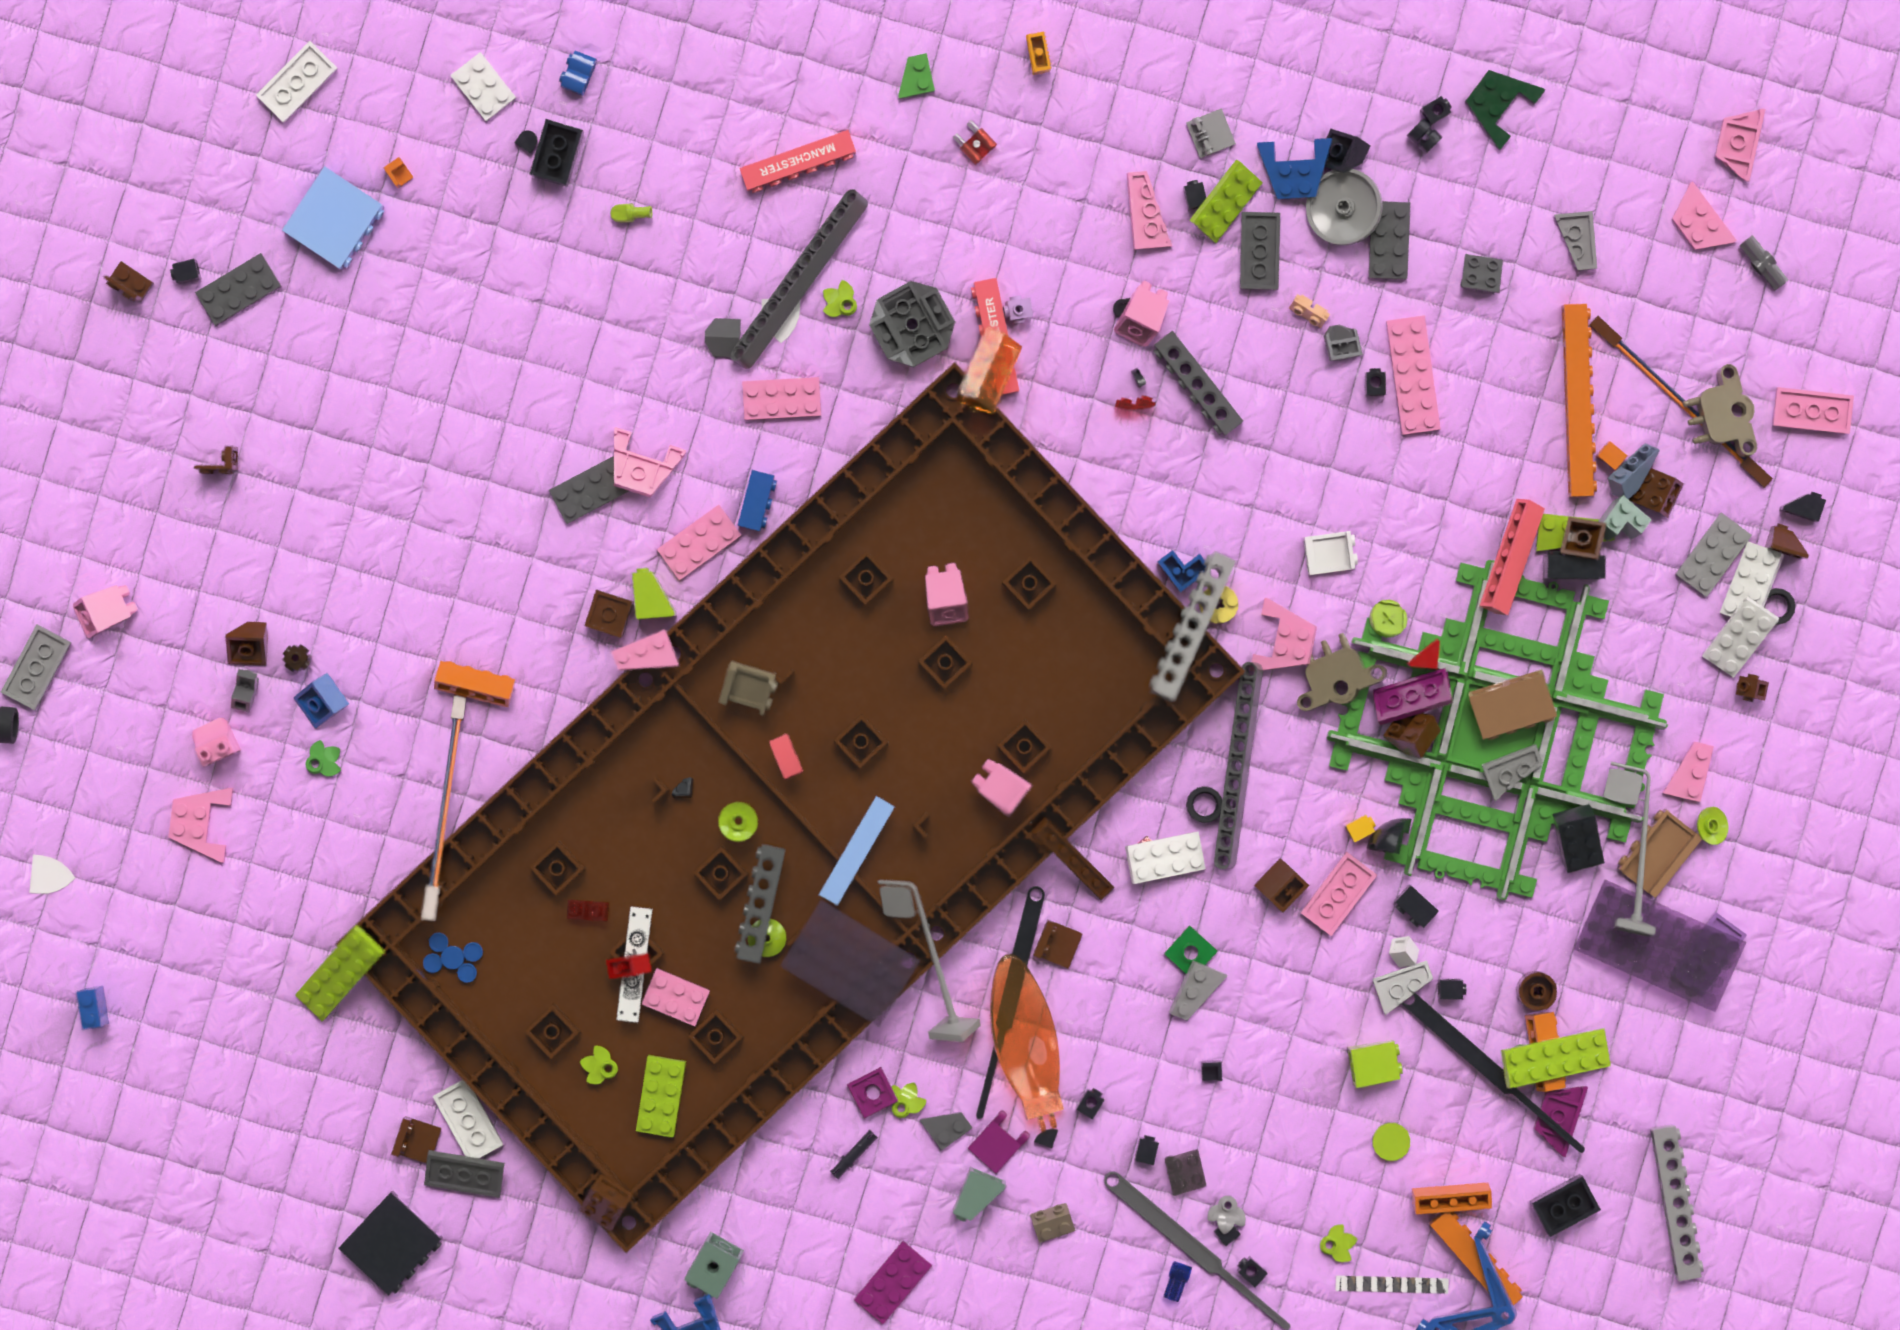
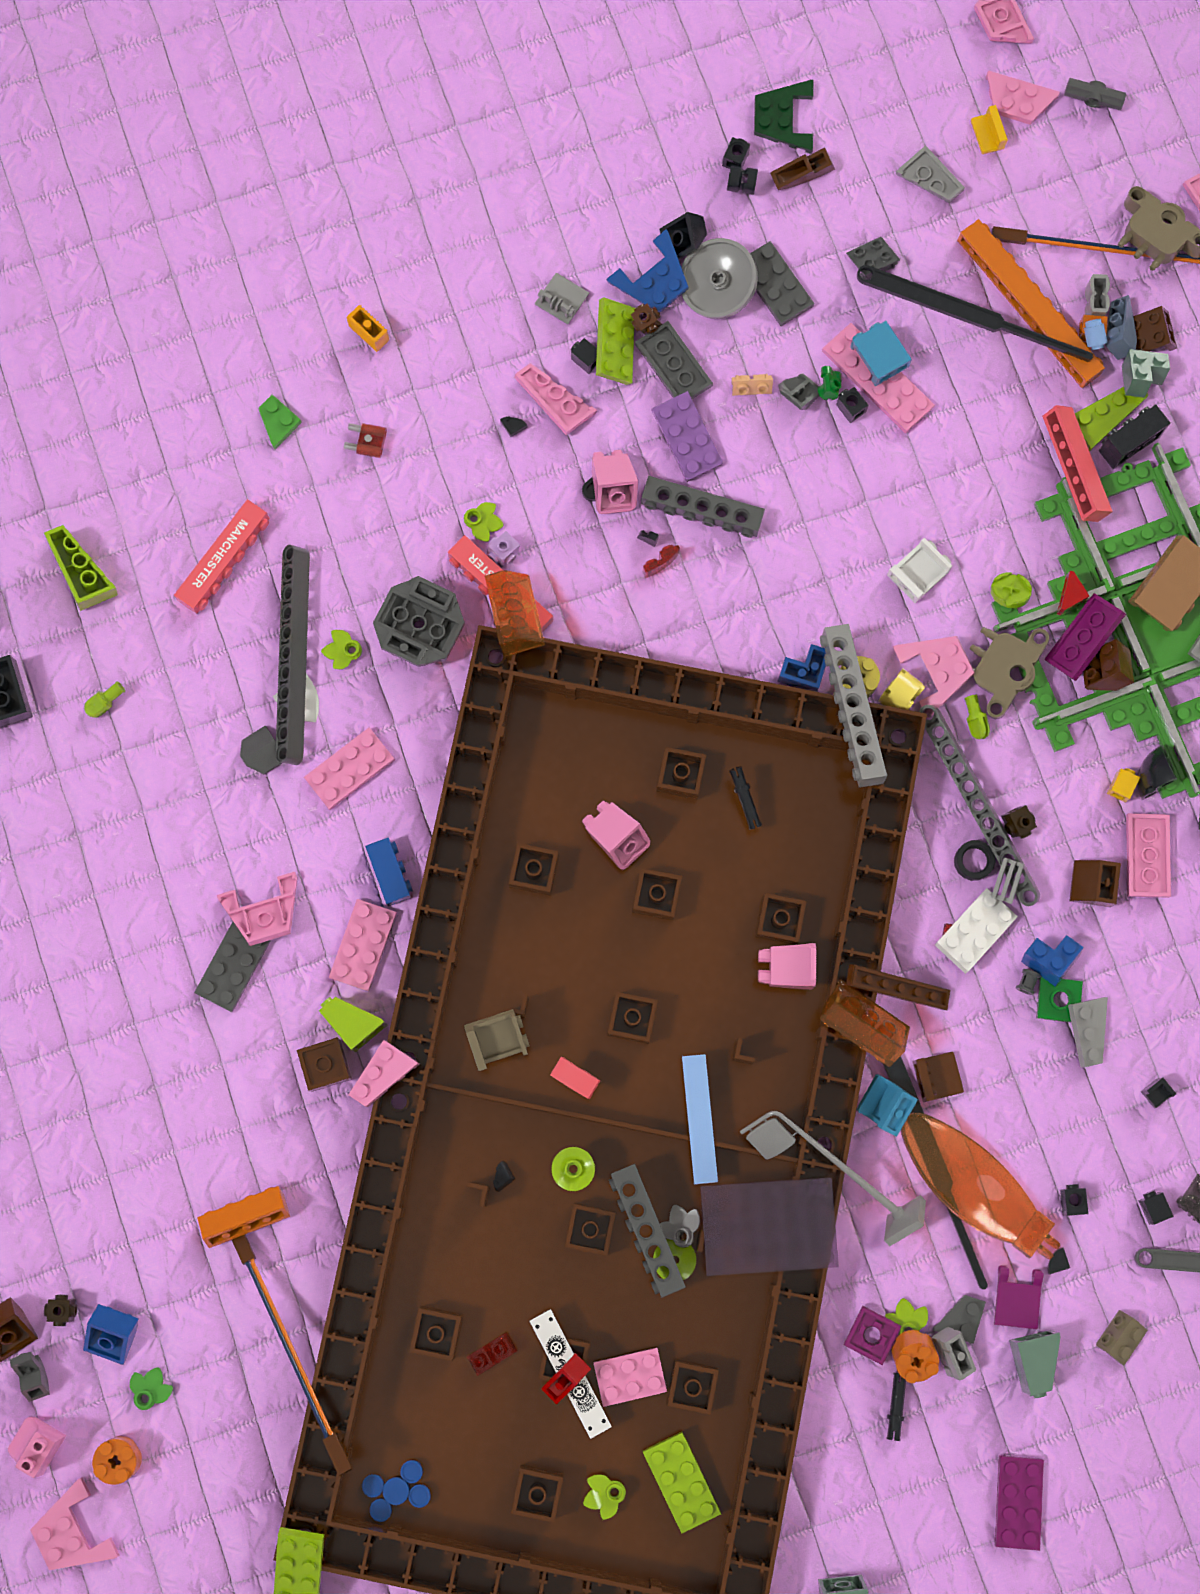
camera: 40 degrees left, 10 degrees down
(278, 794) = (106, 1468): none -> orange brick
(679, 100) = (82, 575): none -> lime wedge
(788, 914) = (681, 1223): none -> light grey plate
(892, 1128) = (915, 1356): none -> orange brick
(921, 1146) = (954, 1353): none -> light grey brick
(1002, 937) = (886, 1104): none -> dark azure panel
(1022, 276) = (486, 522): none -> lime plate
(1026, 868) = (865, 1023): none -> clear orange slope
(1062, 636) = (745, 797): none -> black pin
(1098, 211) = (513, 425): none -> black tile
(1176, 922) = (1028, 981): none -> dark grey bush
(1202, 847) = (1000, 876): none -> light grey tile
(1205, 923) = (1052, 963): none -> blue brick
(1227, 318) = (687, 436): none -> medium lavender plate
(1242, 638) = (902, 691): none -> light yellow brick
(1258, 800) = (1019, 822): none -> dark brown brick
(1269, 200) = (652, 321): none -> reddish brown brick
(1286, 699) = (976, 720): none -> lime arm
(1370, 356) = (831, 383): none -> green plate
(1426, 358) = (881, 352): none -> dark azure panel
(1480, 161) = (803, 169): none -> reddish brown slope
(1514, 367) = (960, 309): none -> black piece
(1583, 538) = (1126, 402): reddish brown slope -> none
(1604, 464) = (1095, 334): none -> light blue brick
(1634, 431) = (1096, 295): none -> light grey brick
(1654, 233) = (989, 131): none -> yellow panel

